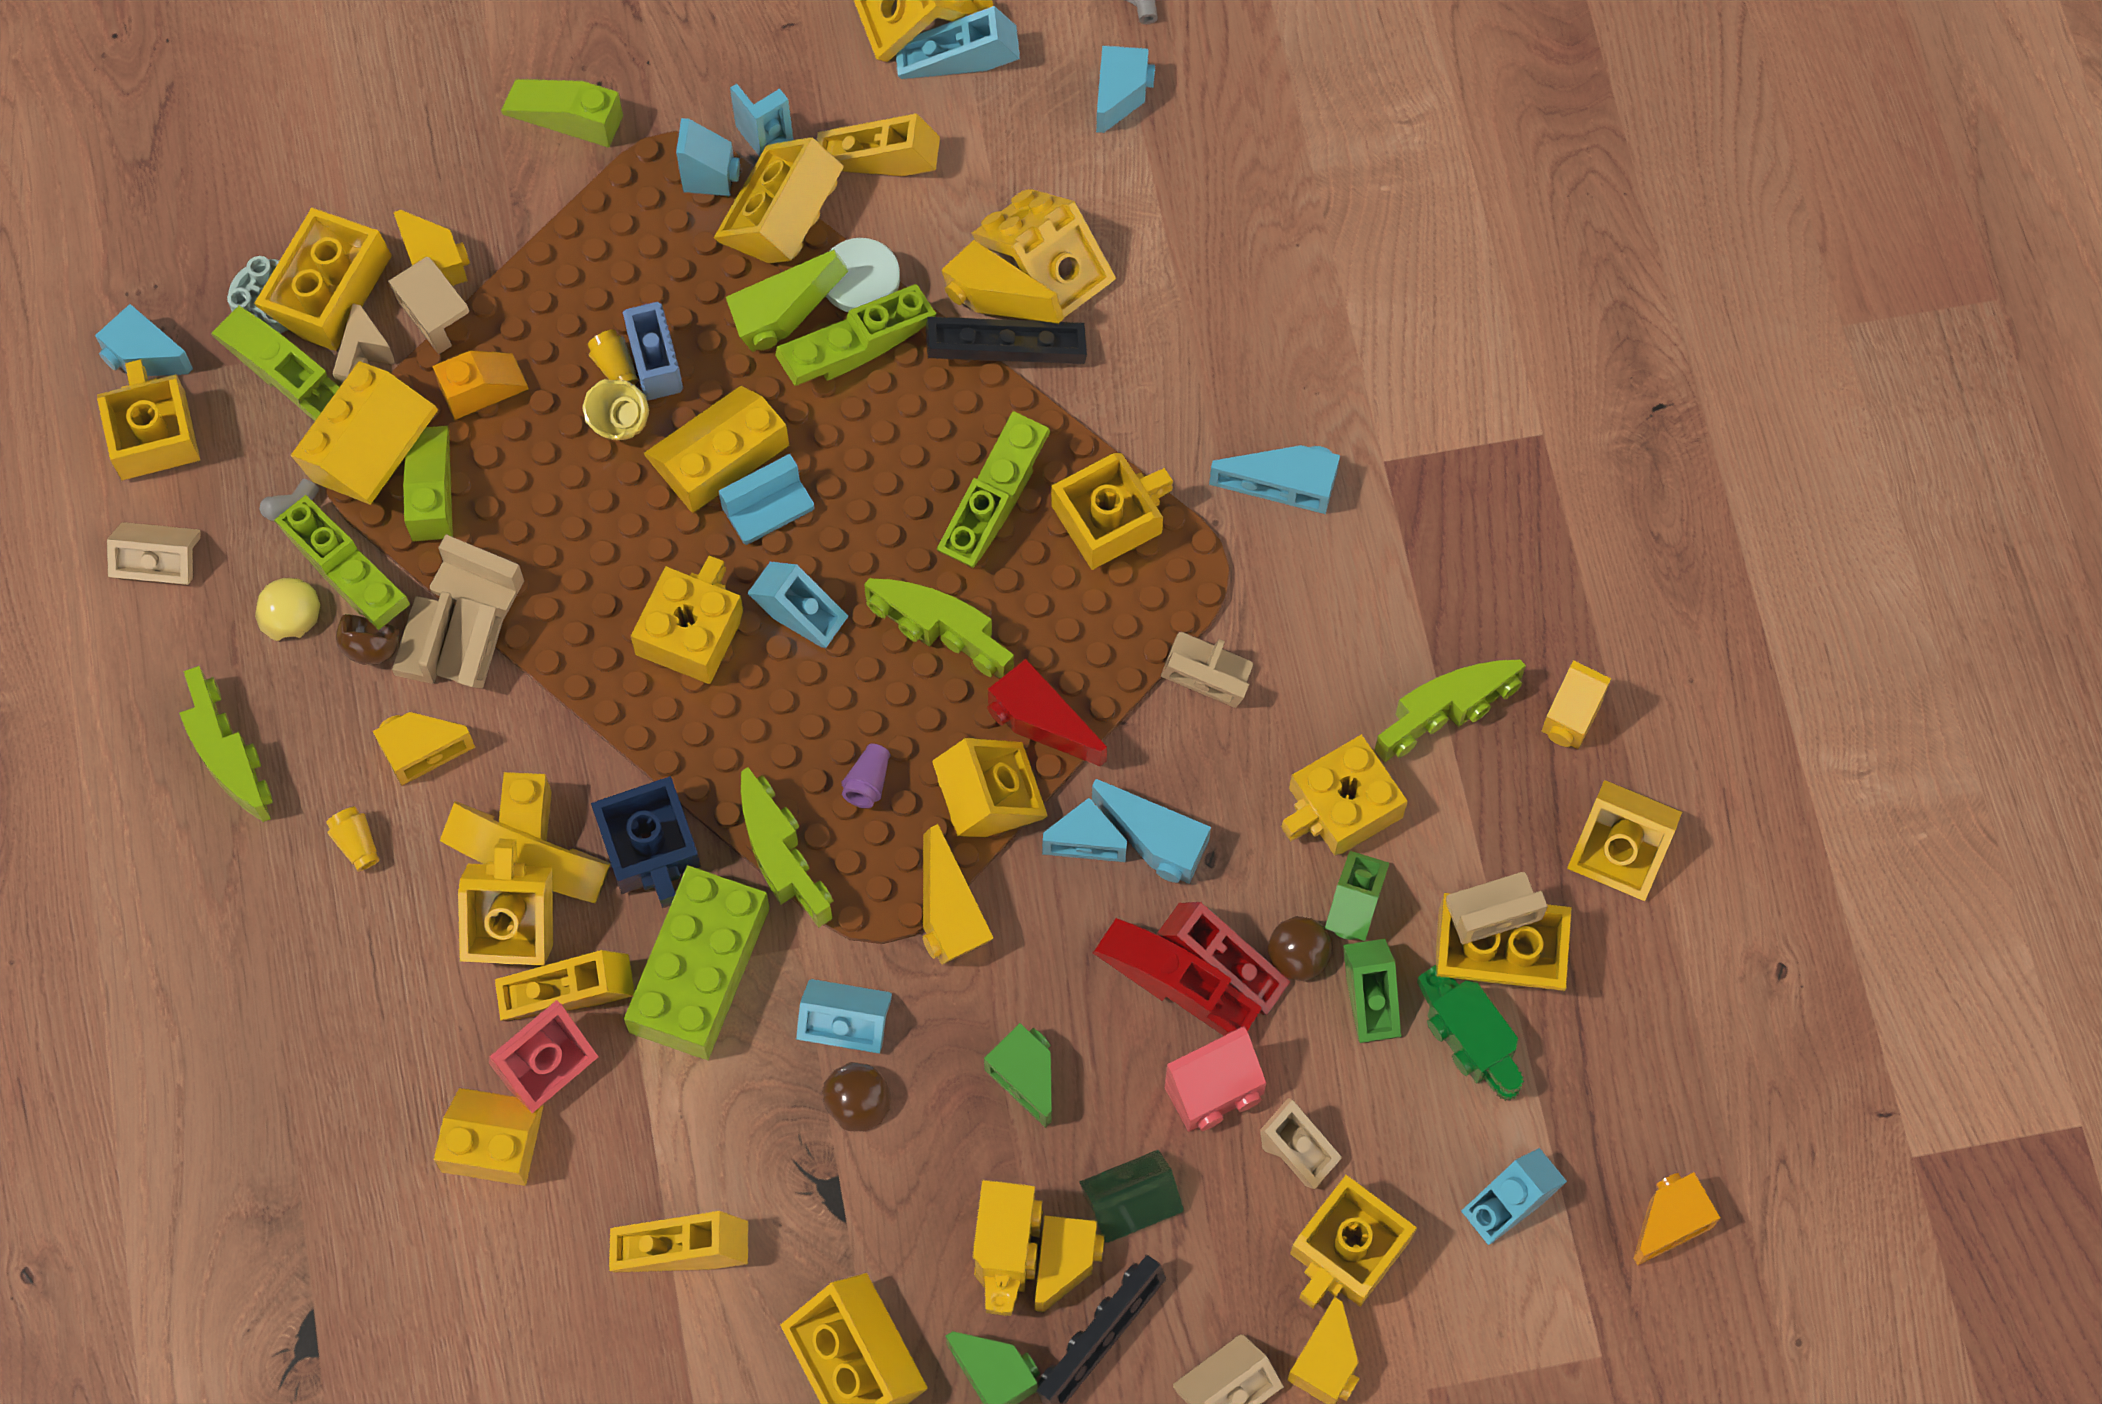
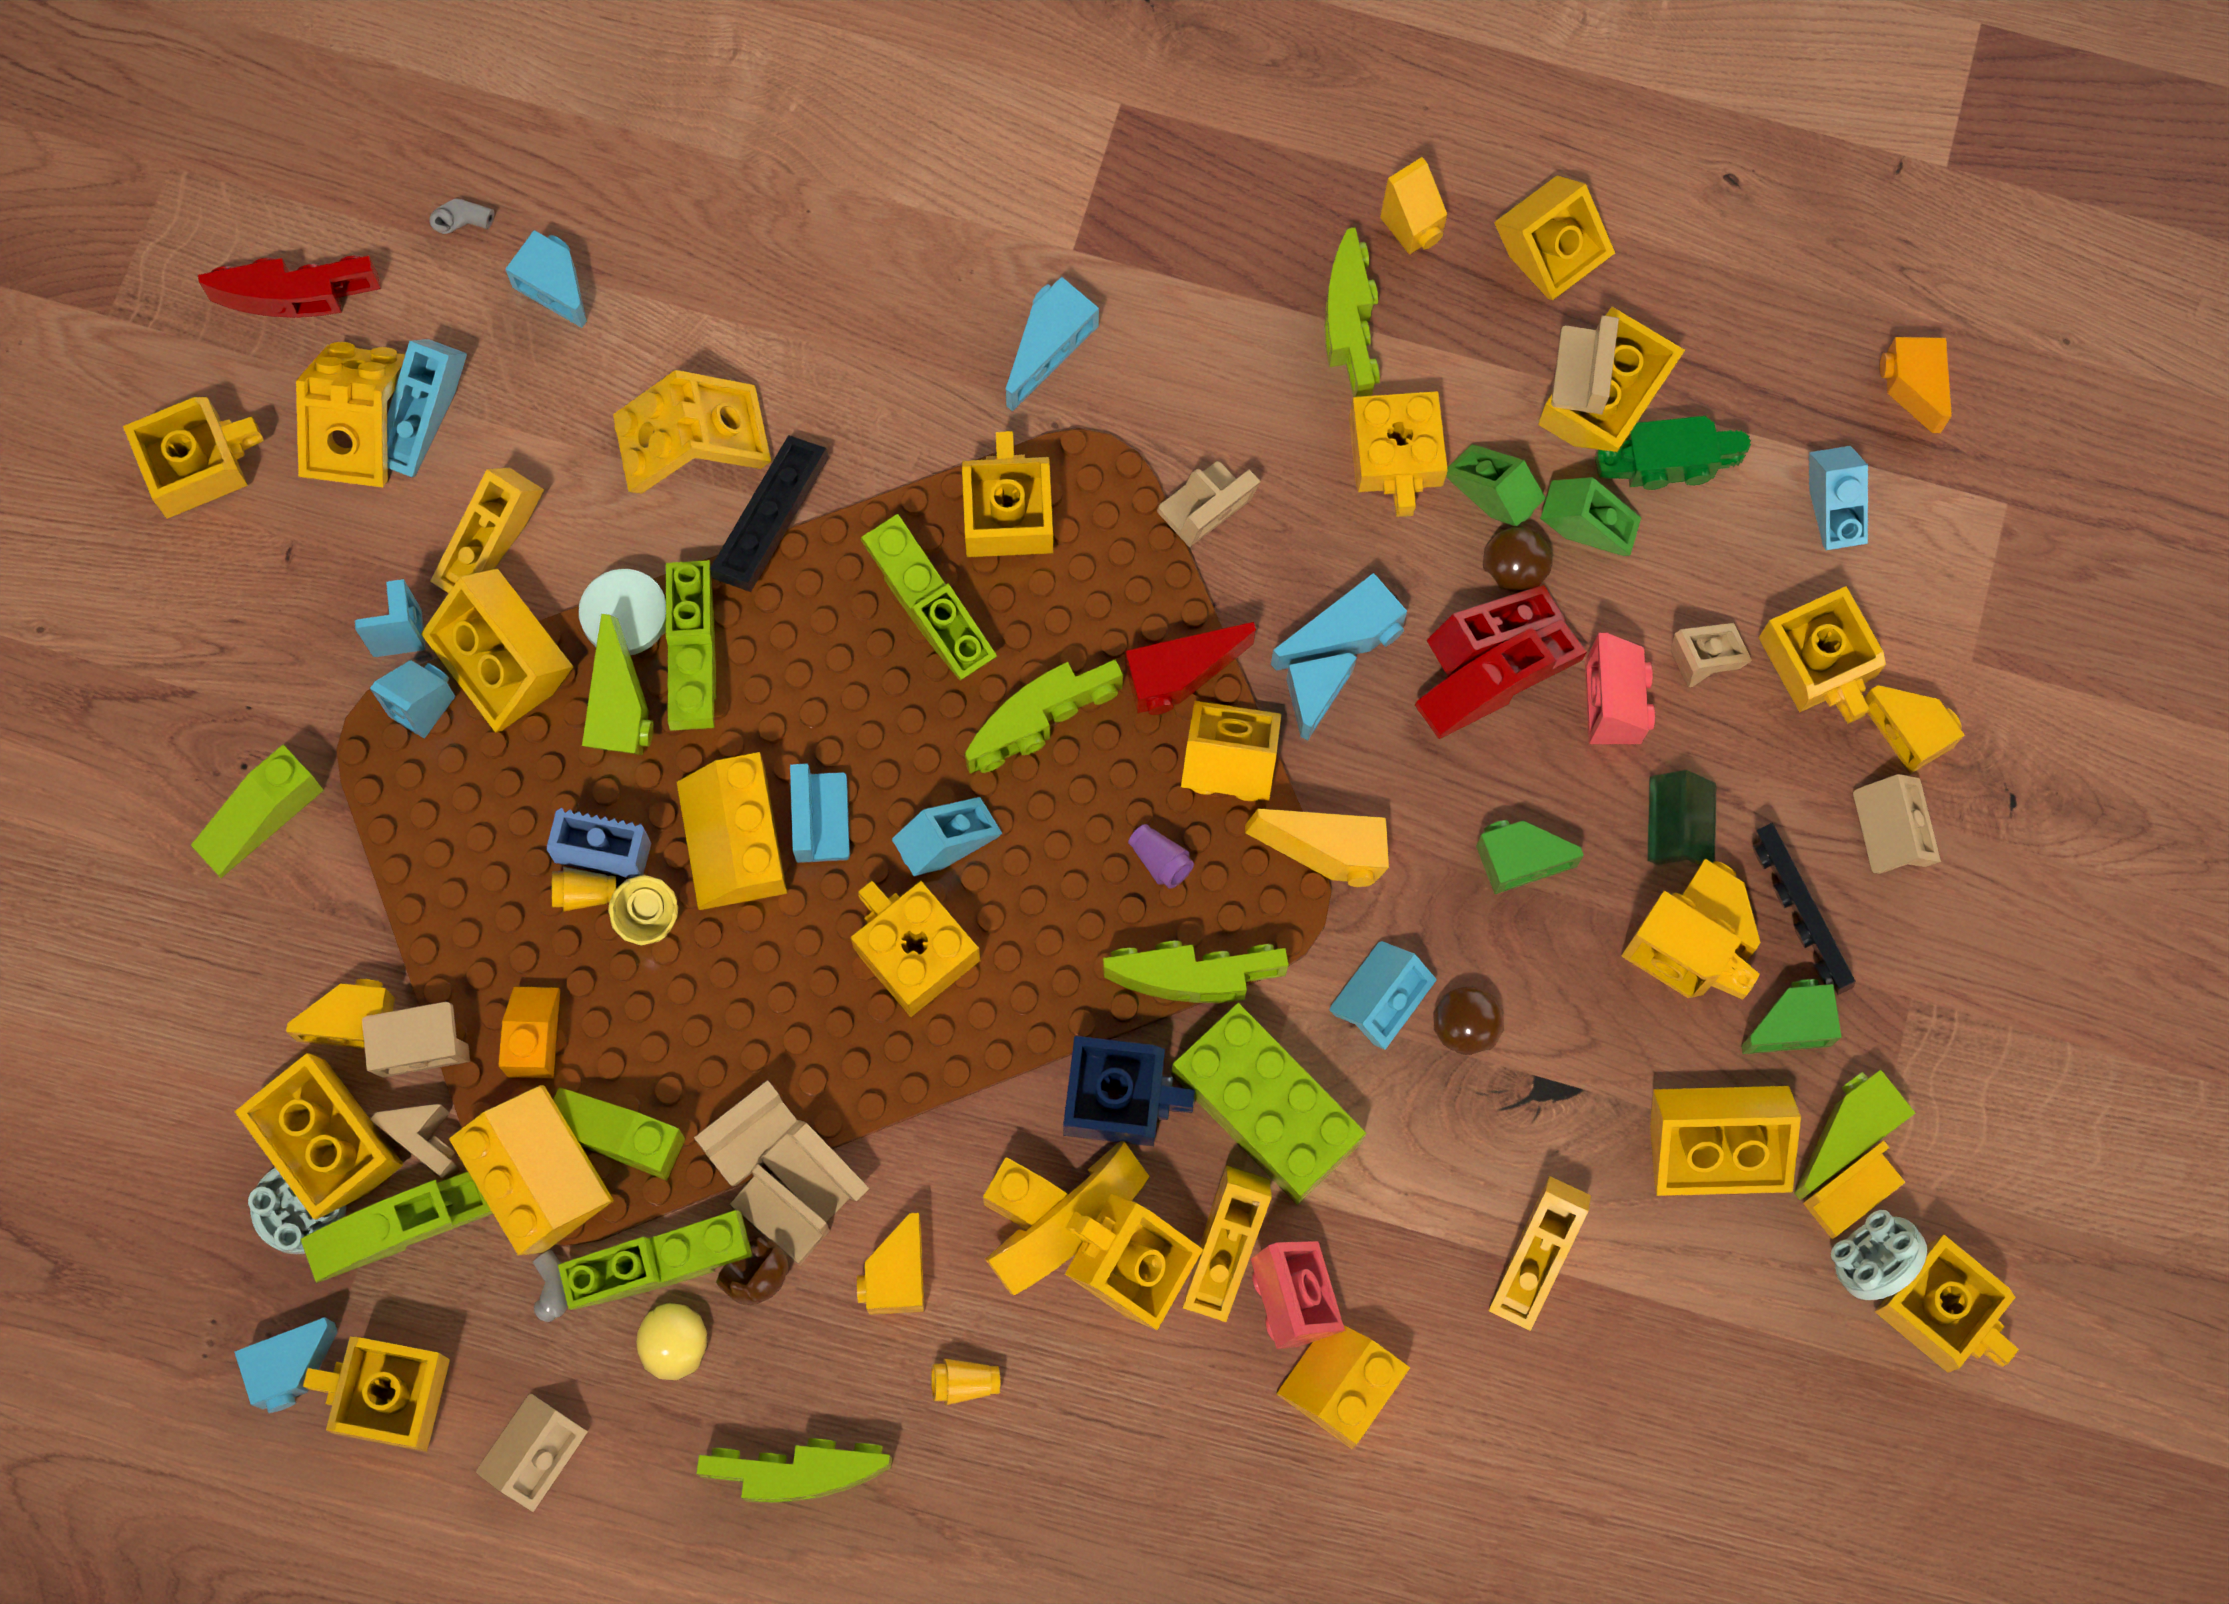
camera: 65 degrees left, 5 degrees up
(997, 287) = (709, 492): yellow slope -> none

